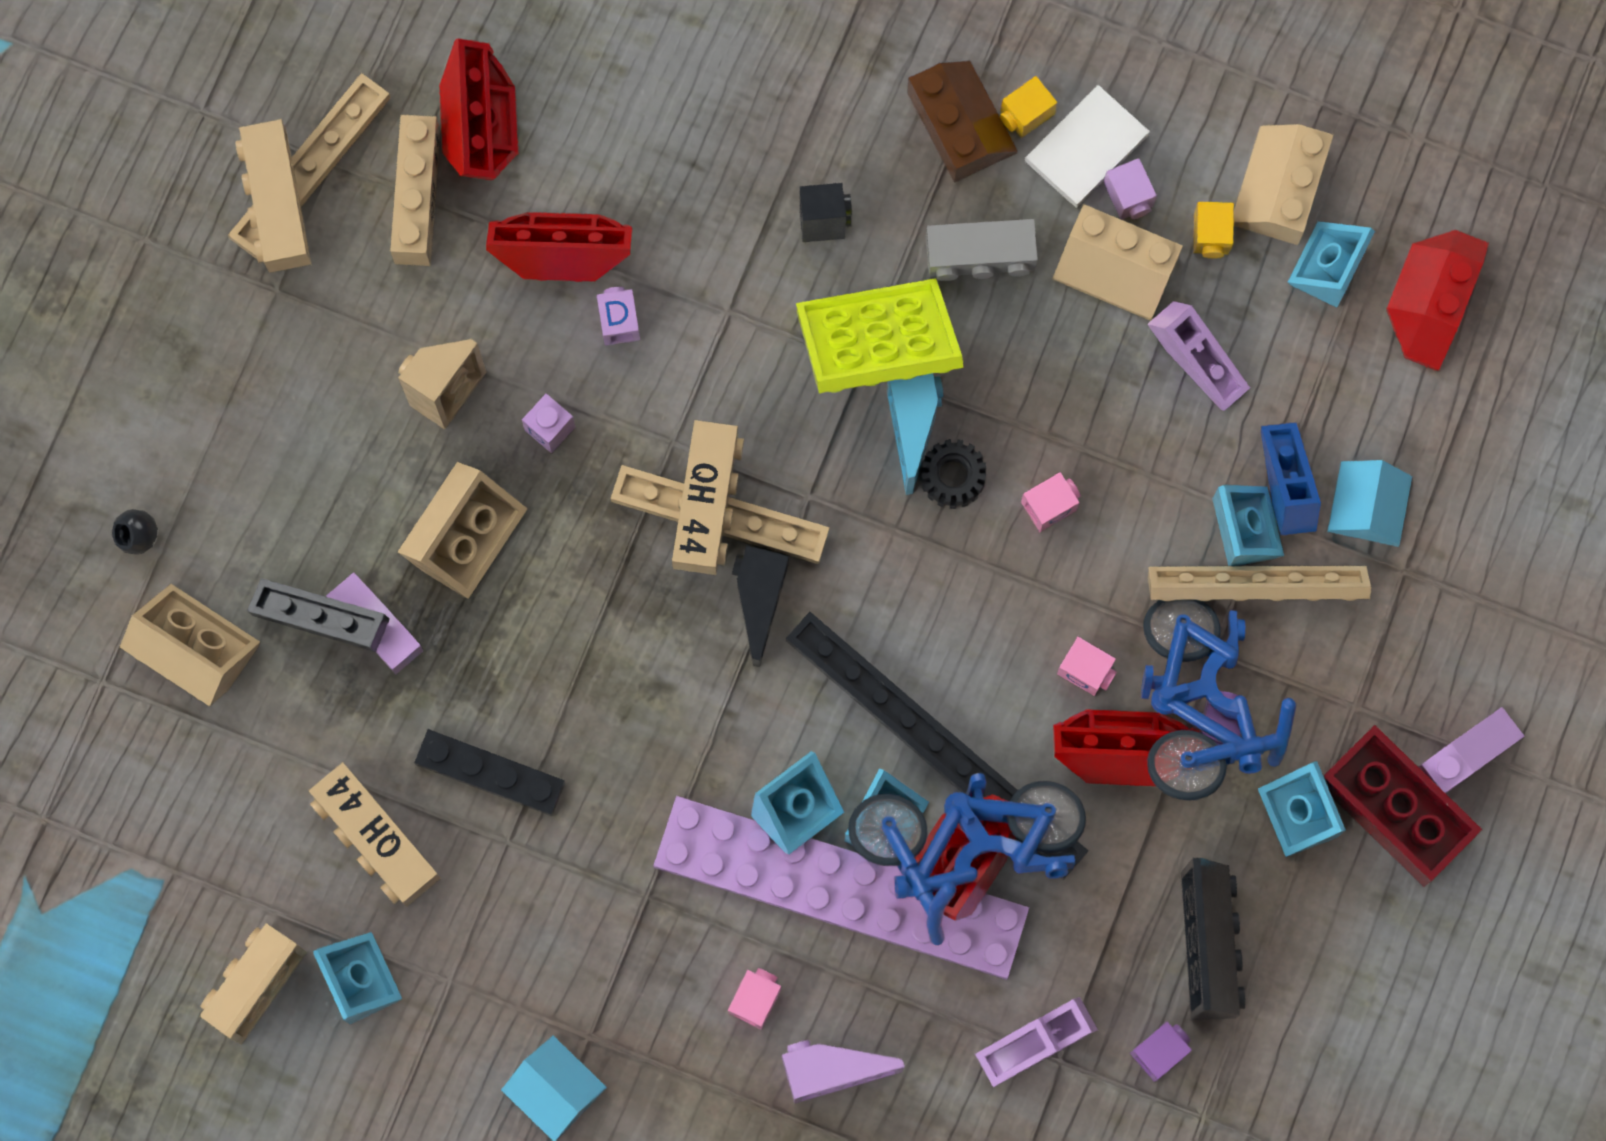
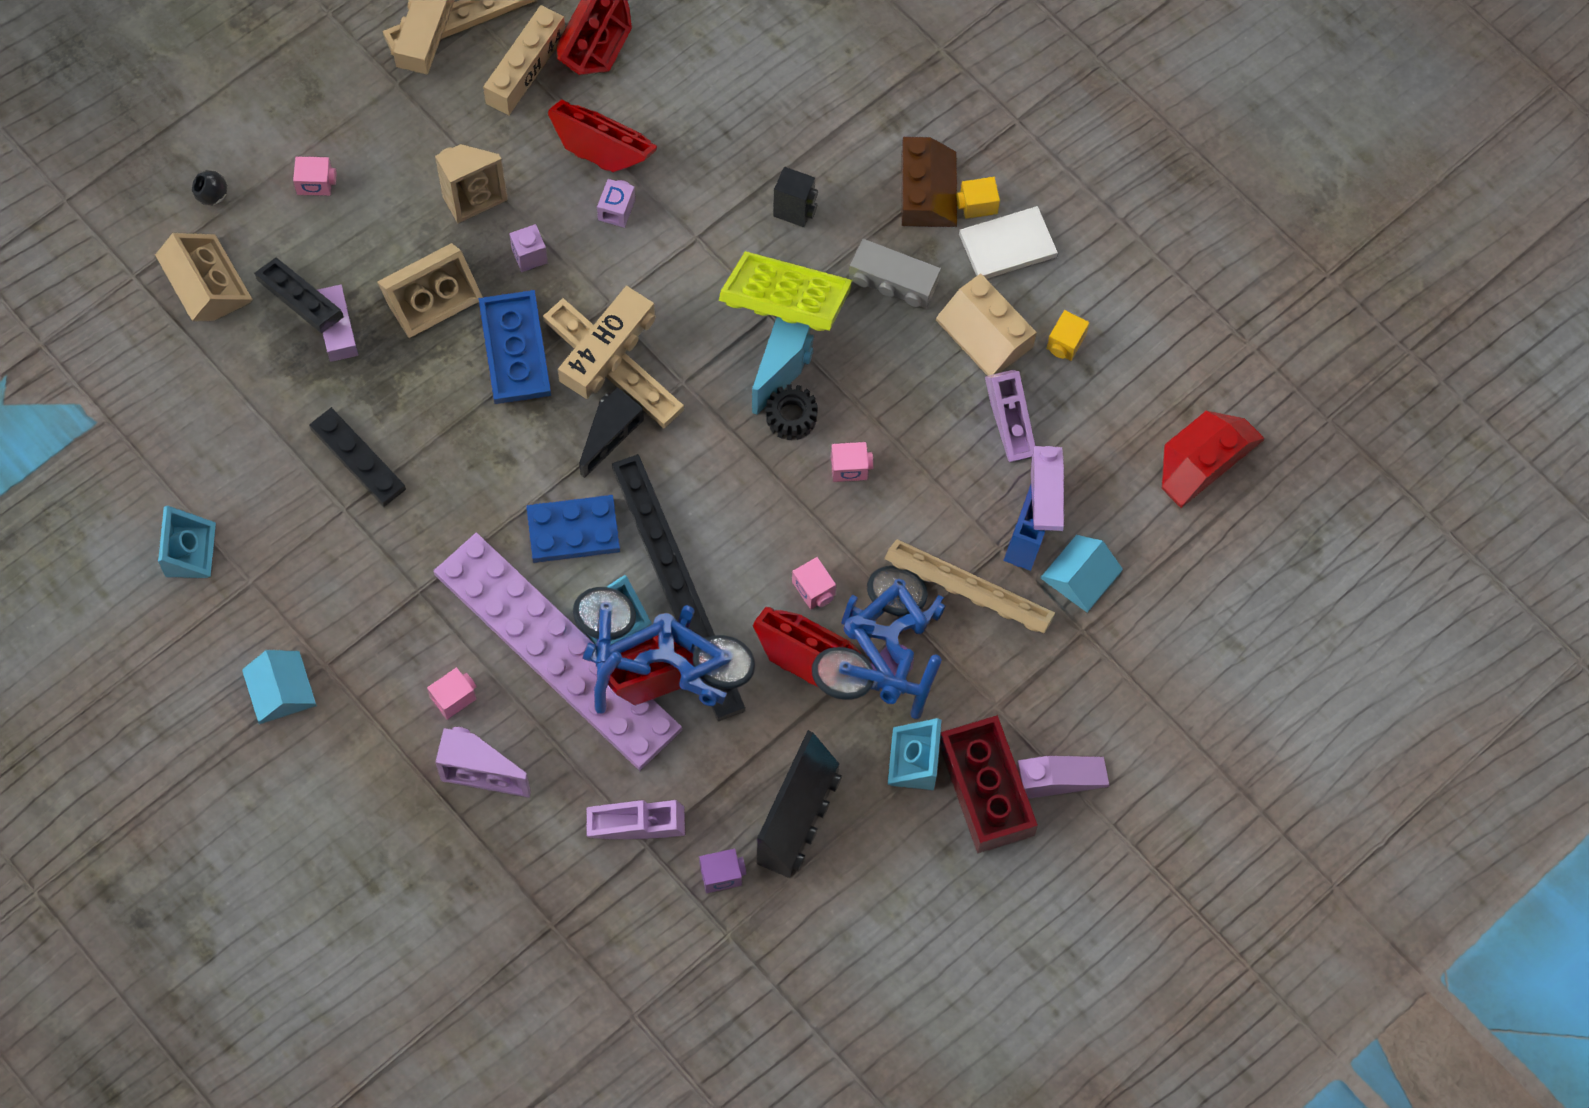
camera: 25 degrees right, 10 degrees down
(248, 456) = (313, 176): none -> bright pink brick
(252, 983) = (114, 514): tan slope -> none
(374, 835) = (253, 458): tan brick -> none
(597, 551) = (514, 347): none -> blue plate
(781, 733) = (573, 528): none -> blue plate
(796, 804) = (554, 572): medium azure slope -> none
(1130, 190) = (1022, 283): lavender brick -> none
(1247, 524) = (984, 543): medium azure slope -> none
(1281, 181) = (1135, 328): tan slope -> none
(1289, 427) = (1047, 488): none -> lavender slope
(1330, 260) = (1142, 397): medium azure slope -> none

